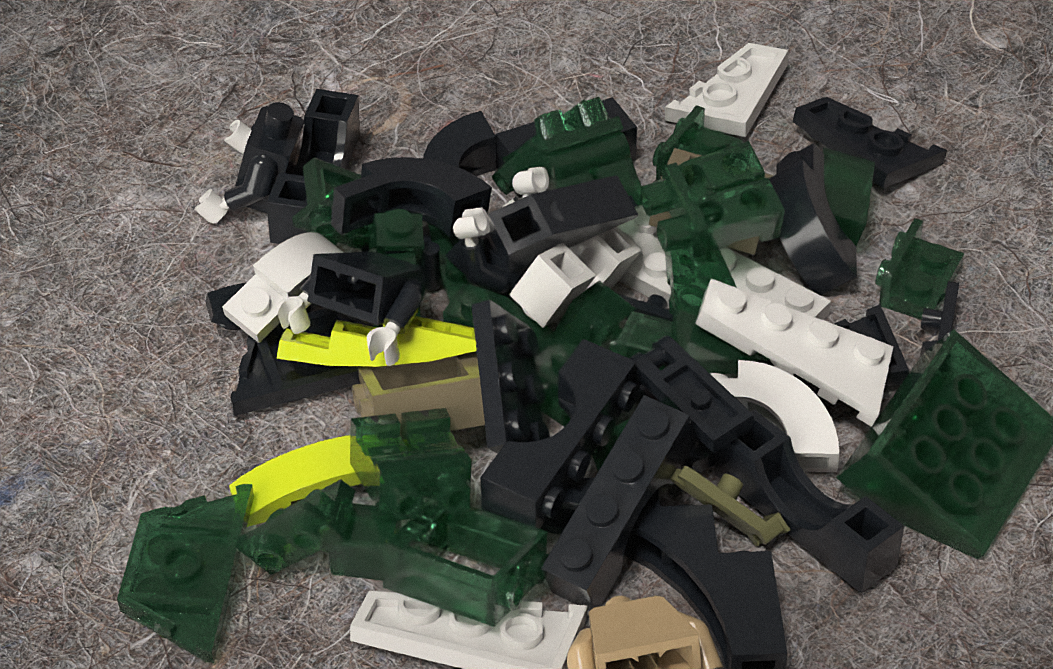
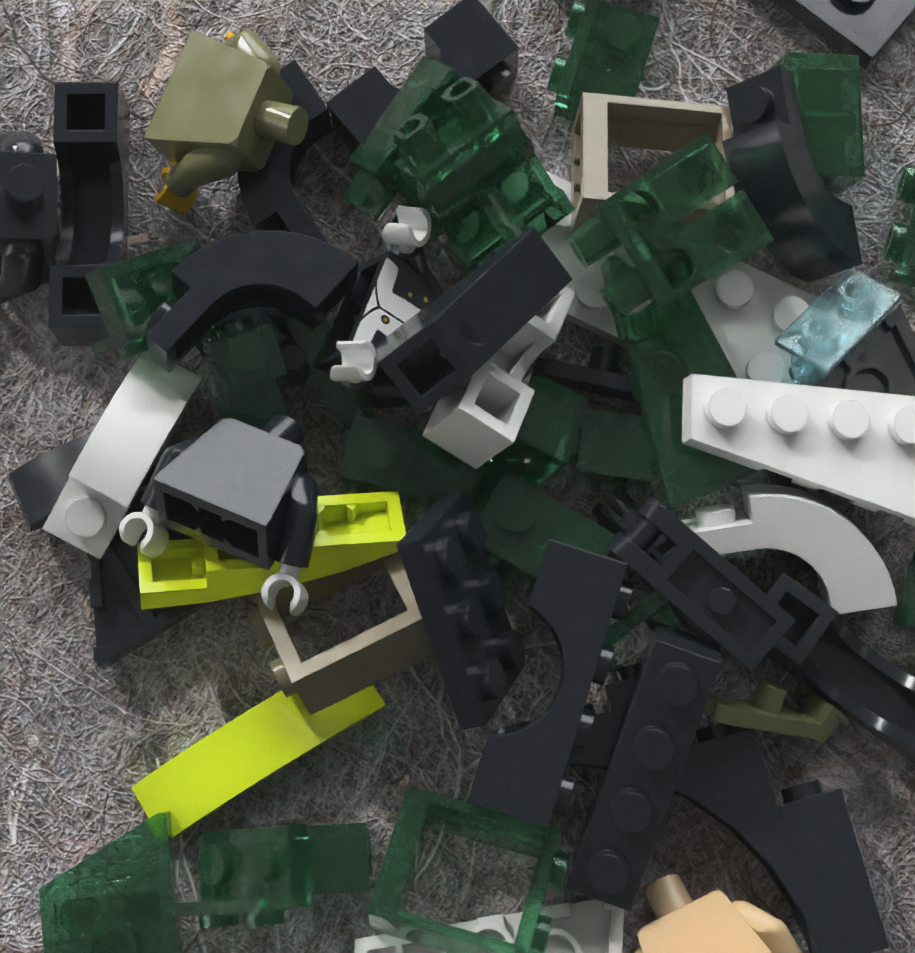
camera: 10 degrees left, 35 degrees up
(413, 470) = (383, 791): clear green hips -> none
(422, 117) = (221, 114): none -> olive torso
(833, 302) = (835, 325): none -> clear light blue hinge

